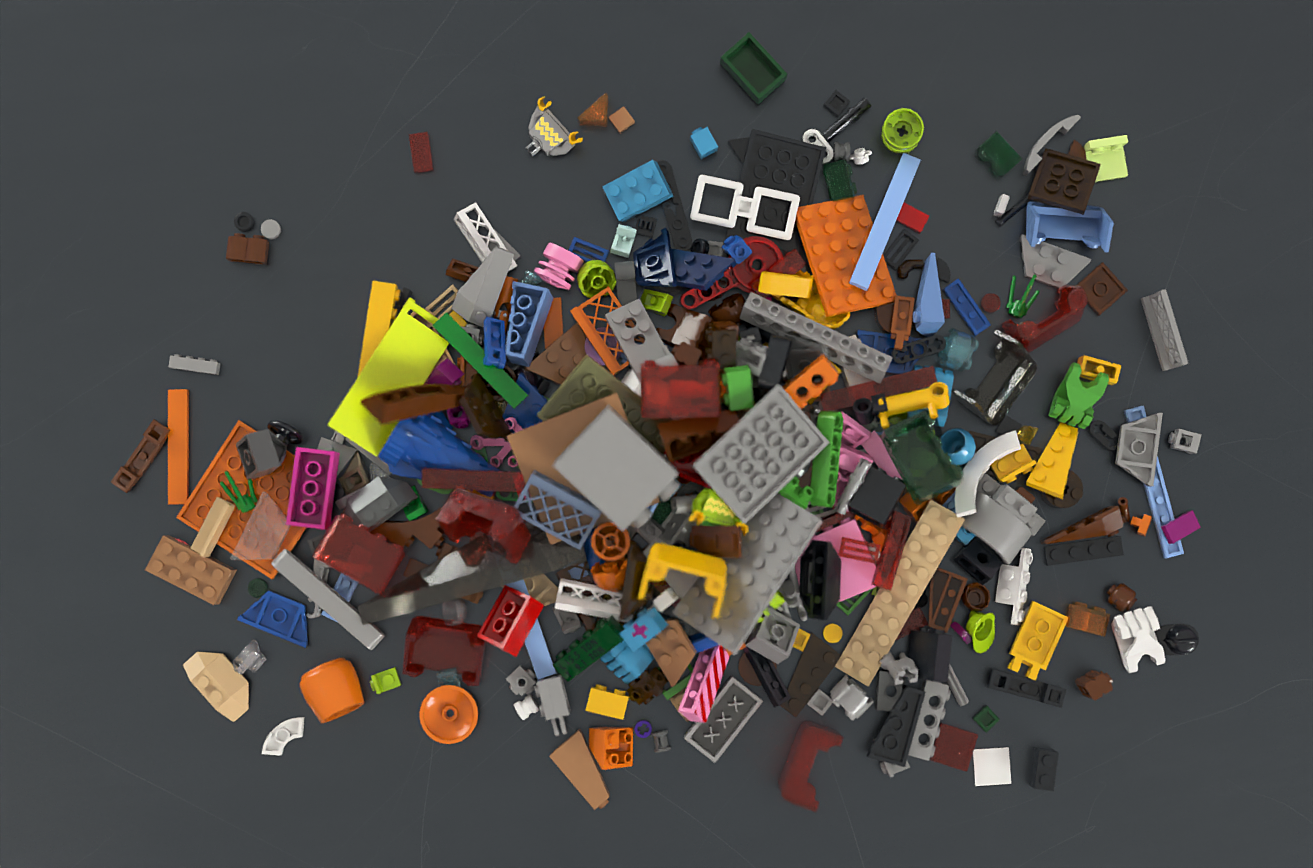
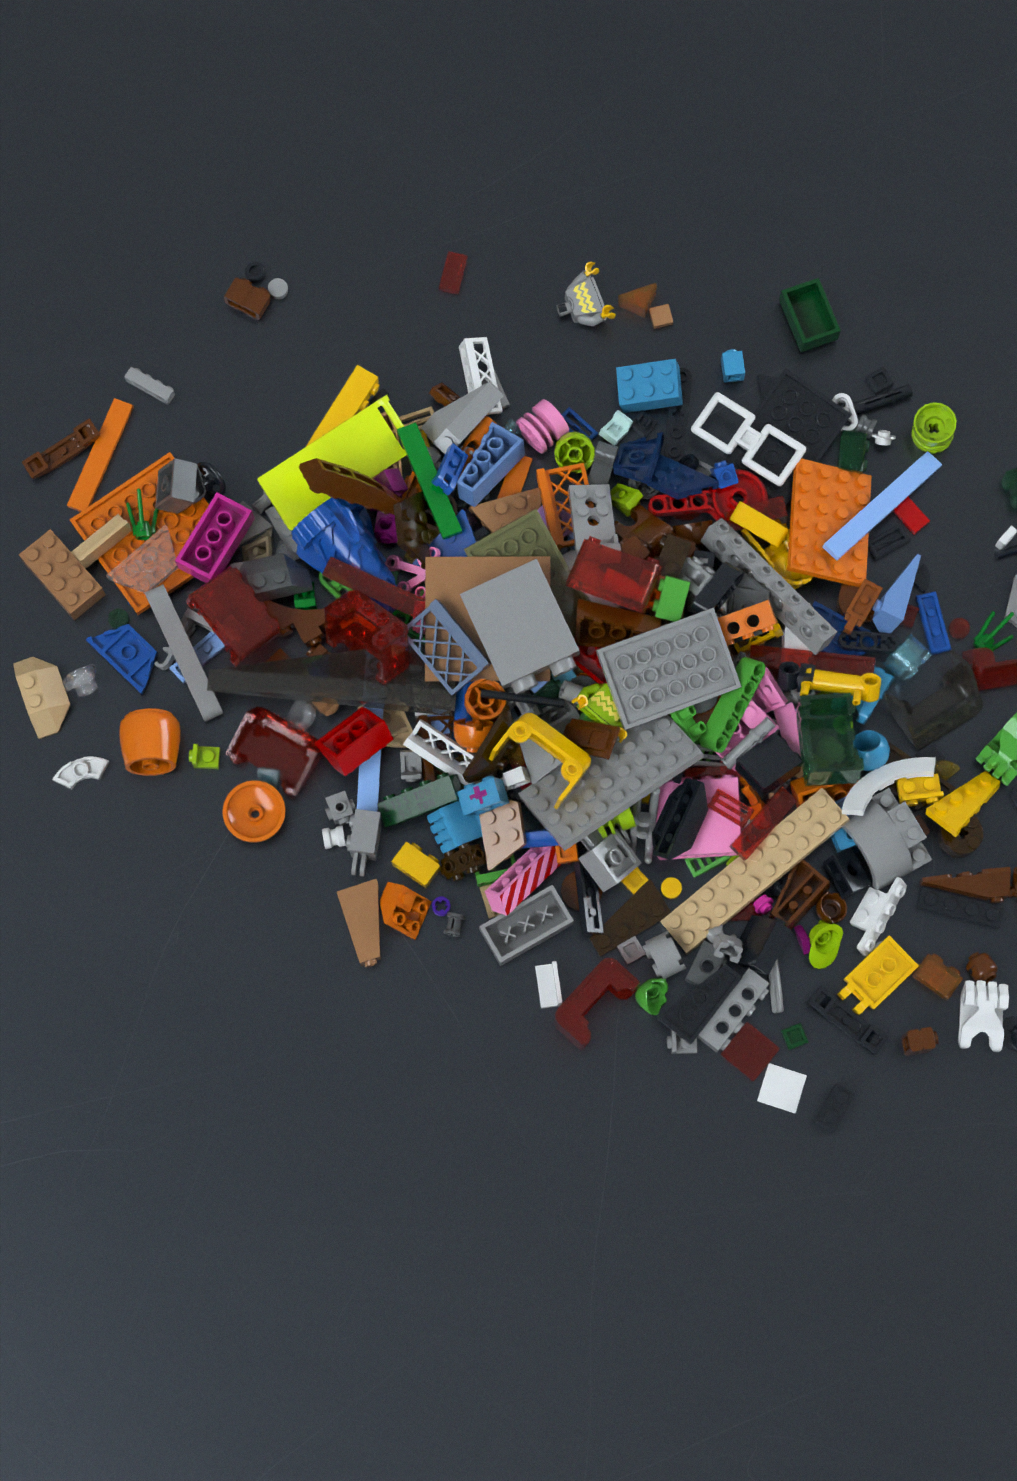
camera: 25 degrees right, 10 degrees down
(646, 527) = (522, 698): none -> black bar
(762, 760) = (548, 985): none -> white panel
(854, 735) = (651, 995): none -> bright green hair
(907, 266) = (888, 560): dark brown arm -> none
(918, 618) = (763, 904): none -> dark pink plate

